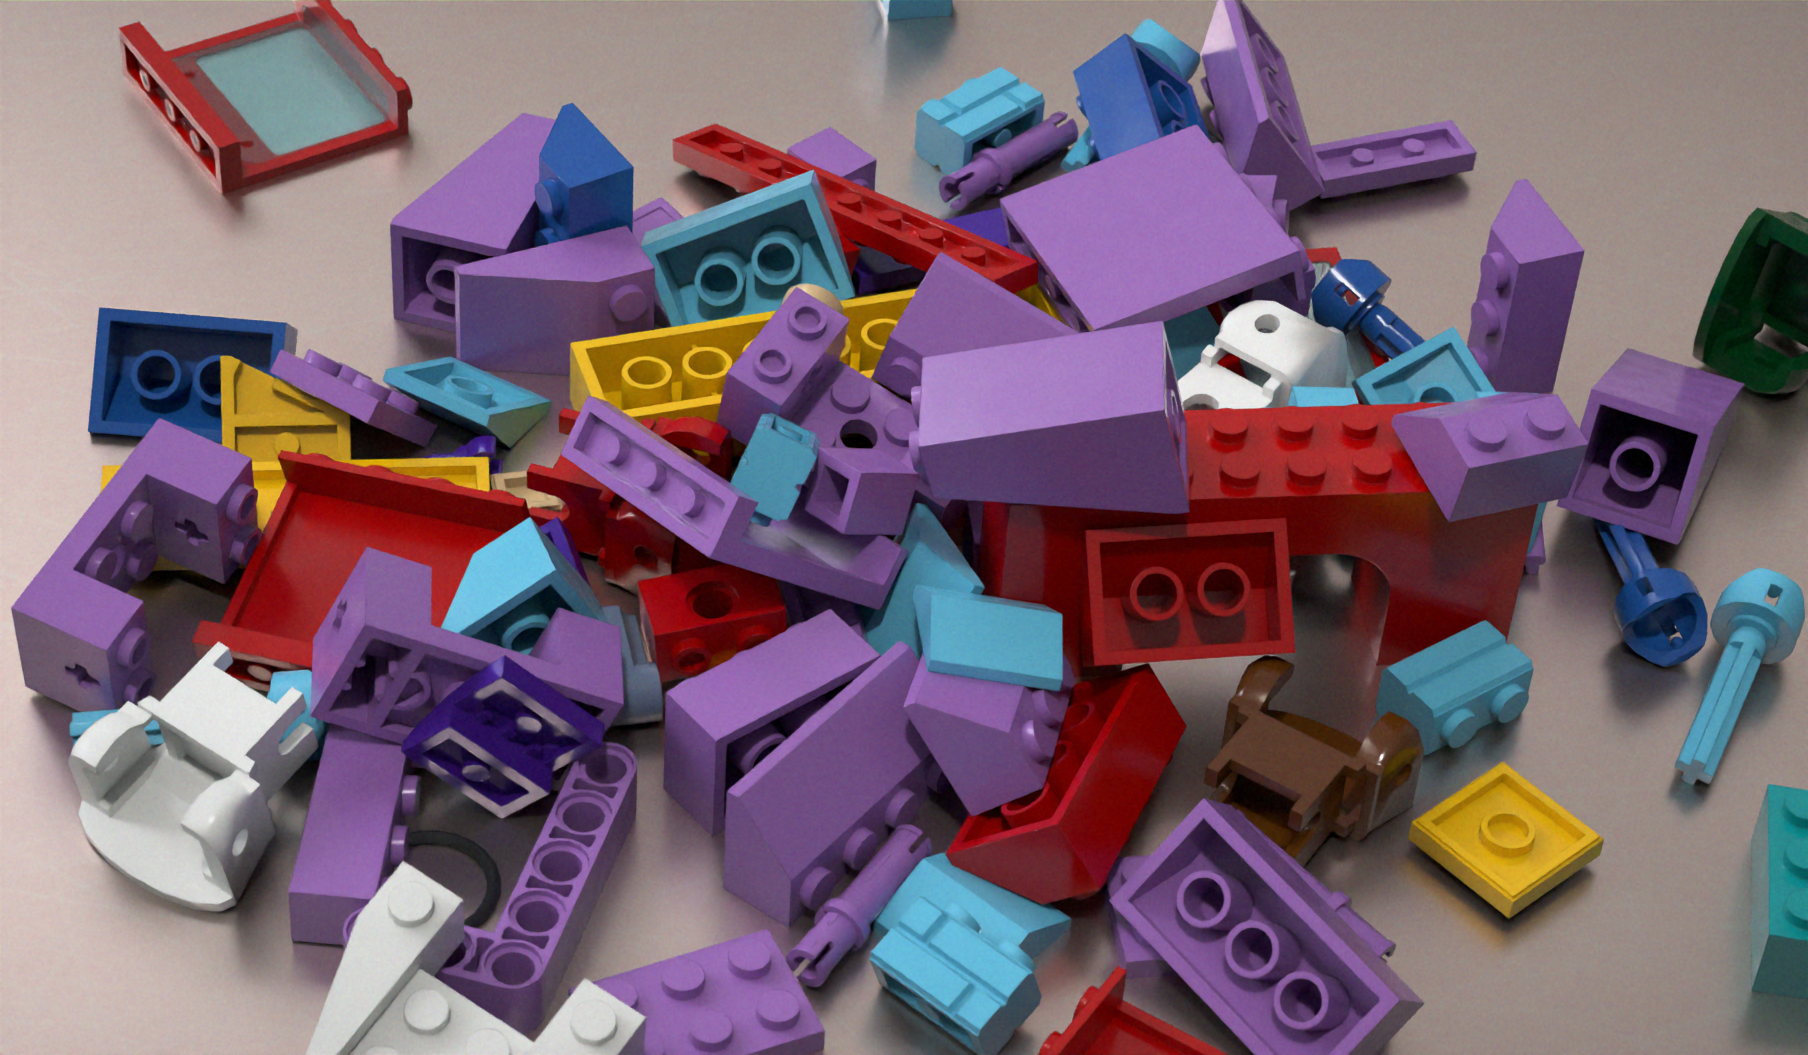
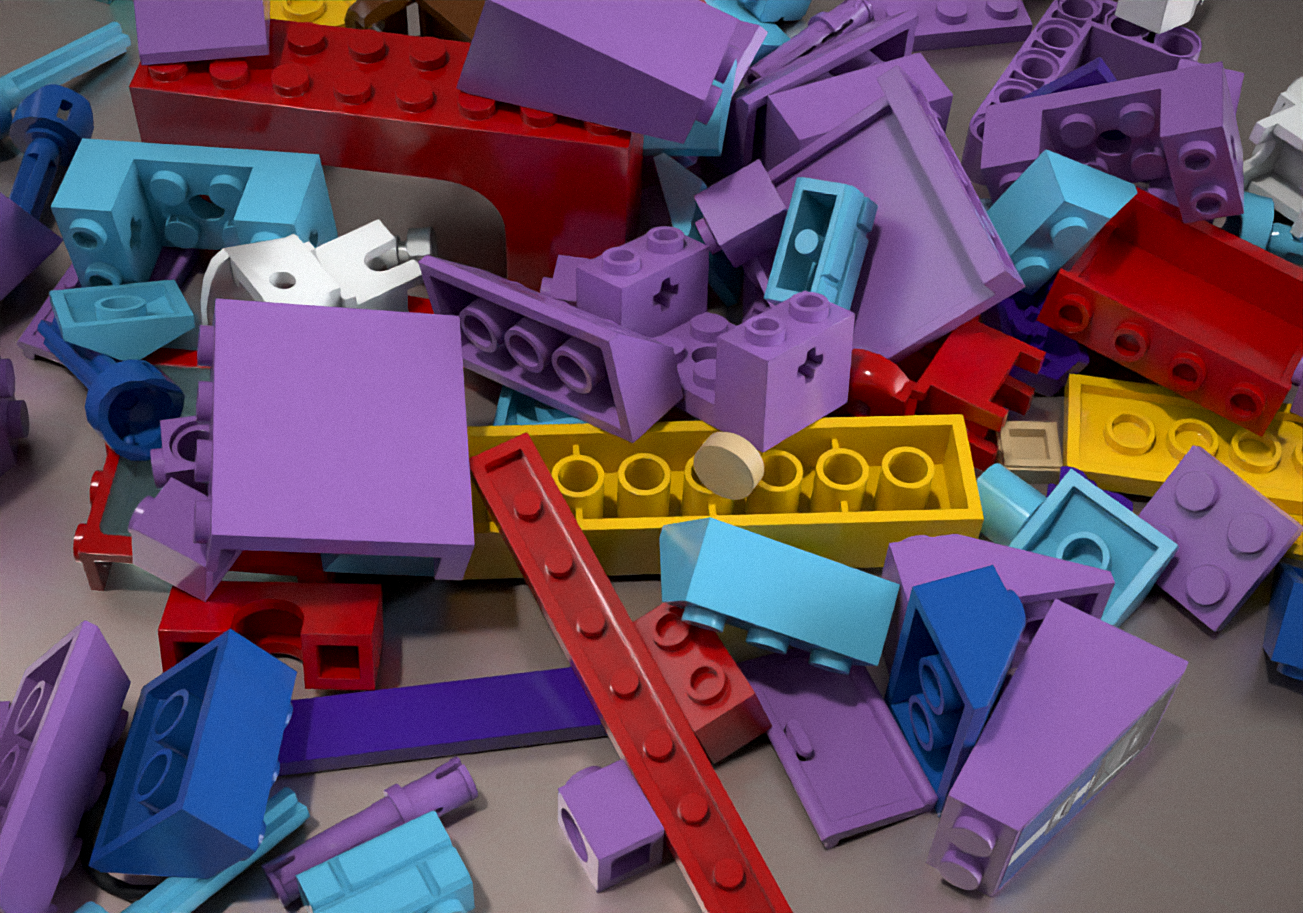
camera: 165 degrees left, 10 degrees up
(531, 437) = (1006, 503): none -> medium azure brick

